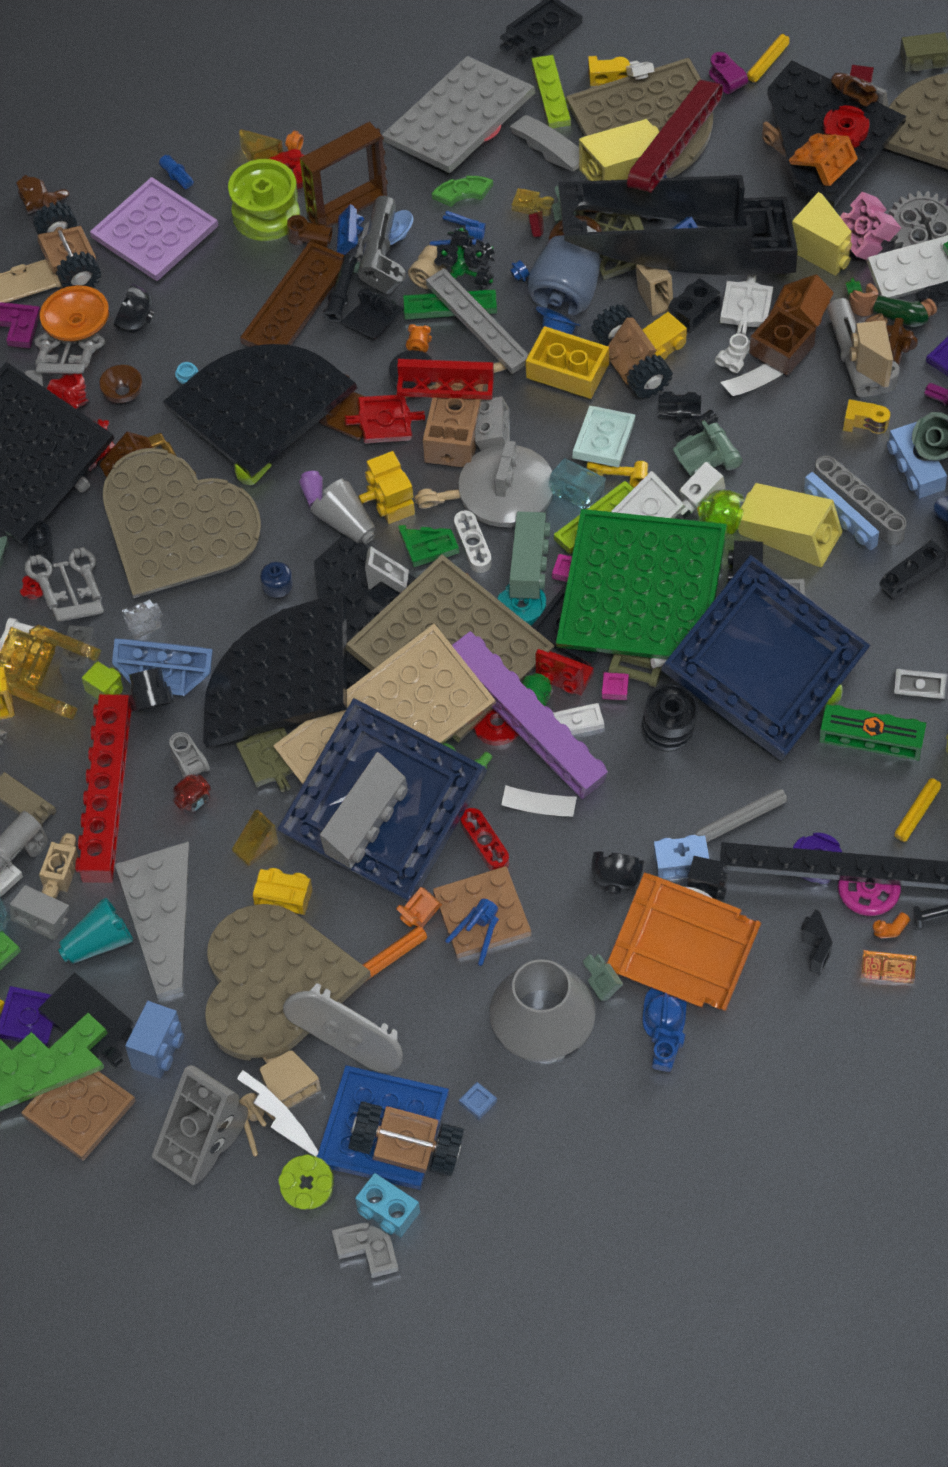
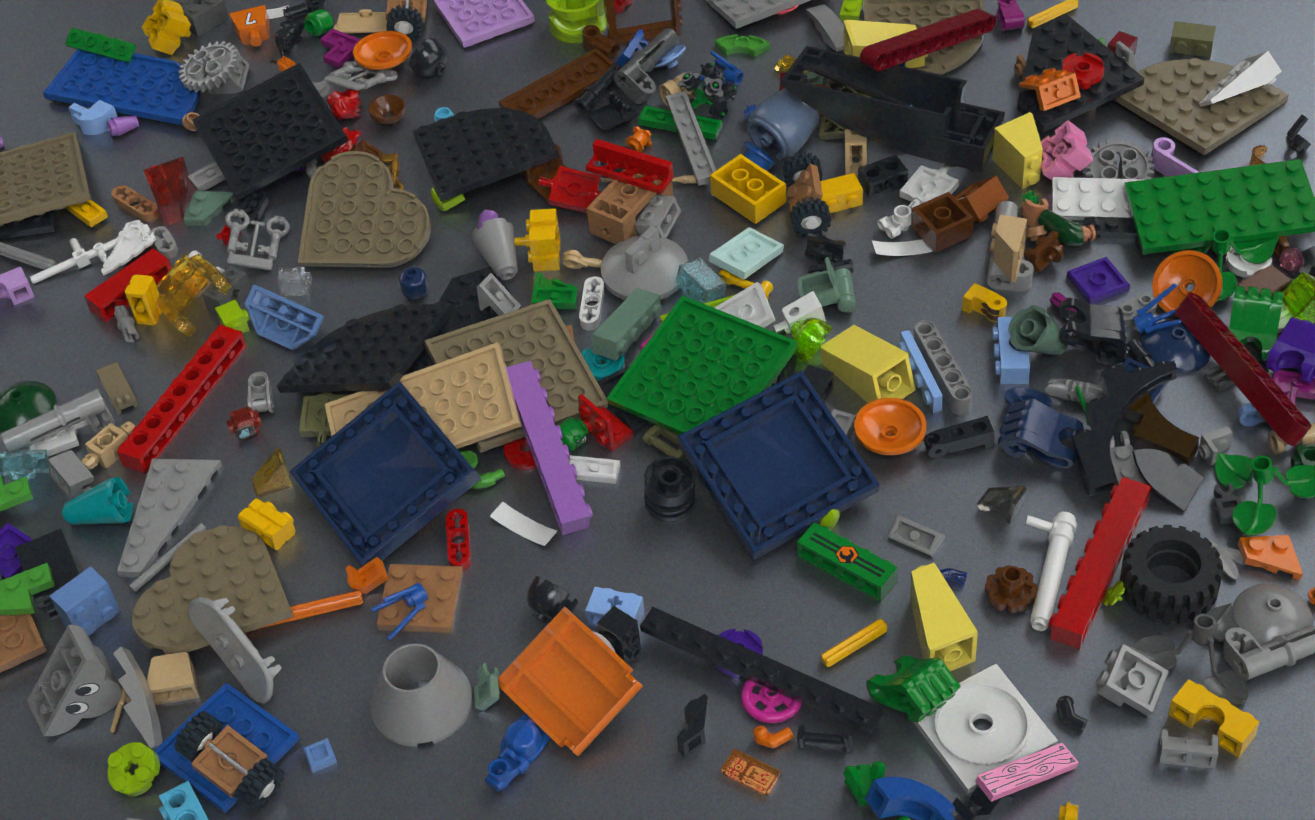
camera: 25 degrees right, 10 degrees down
(149, 690) = (259, 333): black piece -> none
(197, 963) = (162, 562): none -> light grey bar
(363, 811) = (355, 473): light grey slope -> none
(615, 686) = (641, 451): dark pink plate -> none
(742, 815) = (690, 594): light grey axle -> none
(845, 570) = (890, 426): none -> orange dish
(855, 88) = (1105, 42): reddish brown animal -> none

